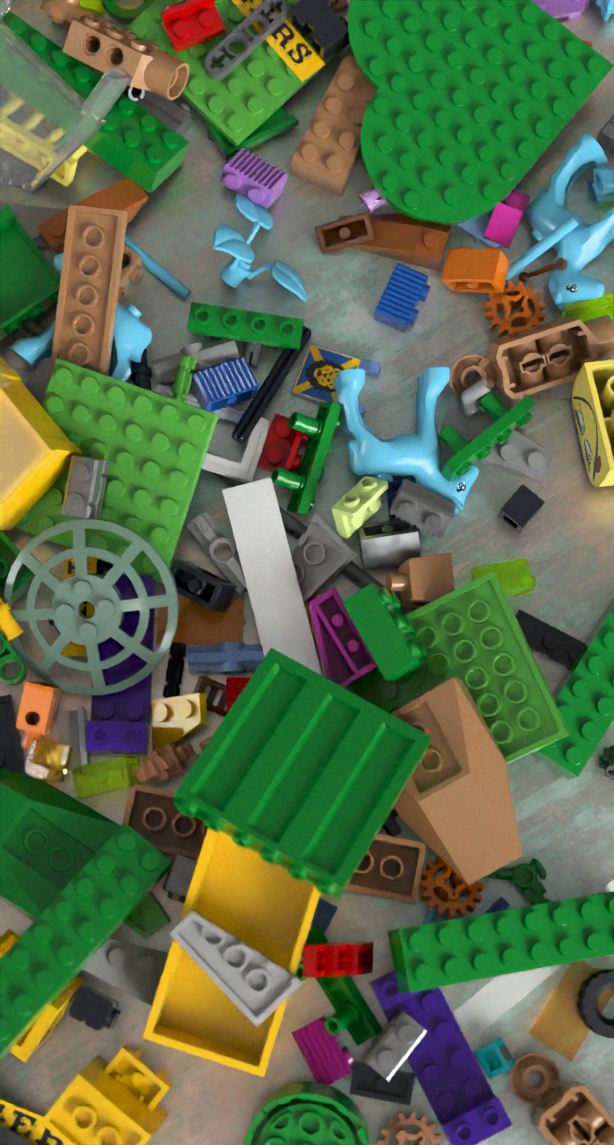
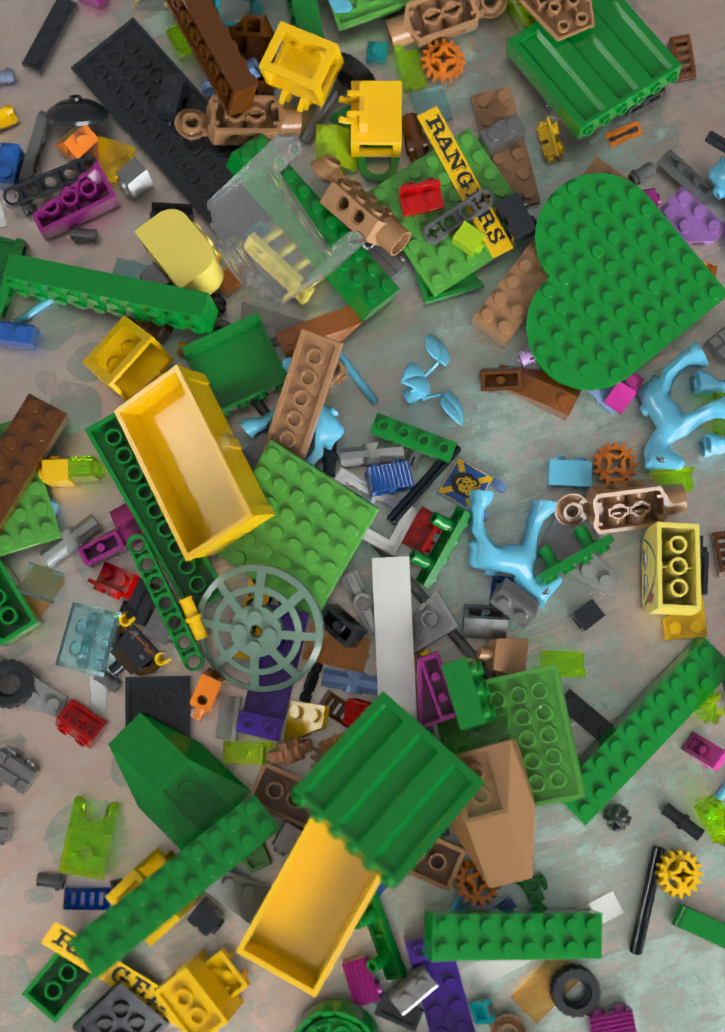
camera: 15 degrees right, 5 degrees up
(48, 760) = (207, 730): clear yellow panel -> none
(85, 487) = (272, 541): flat silver brick -> none
(183, 378) = (358, 471): bright green axle -> none
(240, 971) = (312, 919): light grey wing -> none
(254, 178) = (442, 324): medium lavender brick -> none
(265, 61) = (469, 239): none -> lime brick
(337, 959) = (385, 921): red slope -> none
(358, 505) = (468, 590): yellowish green bracket -> none
(401, 298) = (532, 437): blue brick -> none
(458, 334) = (569, 473): none -> medium azure brick
(470, 397) = (567, 526): light grey arm -> none
(475, 270) = (592, 428): orange brick -> none
(541, 246) = (636, 426): medium azure bar -> none
(560, 264) = (655, 438): reddish brown hinge -> none

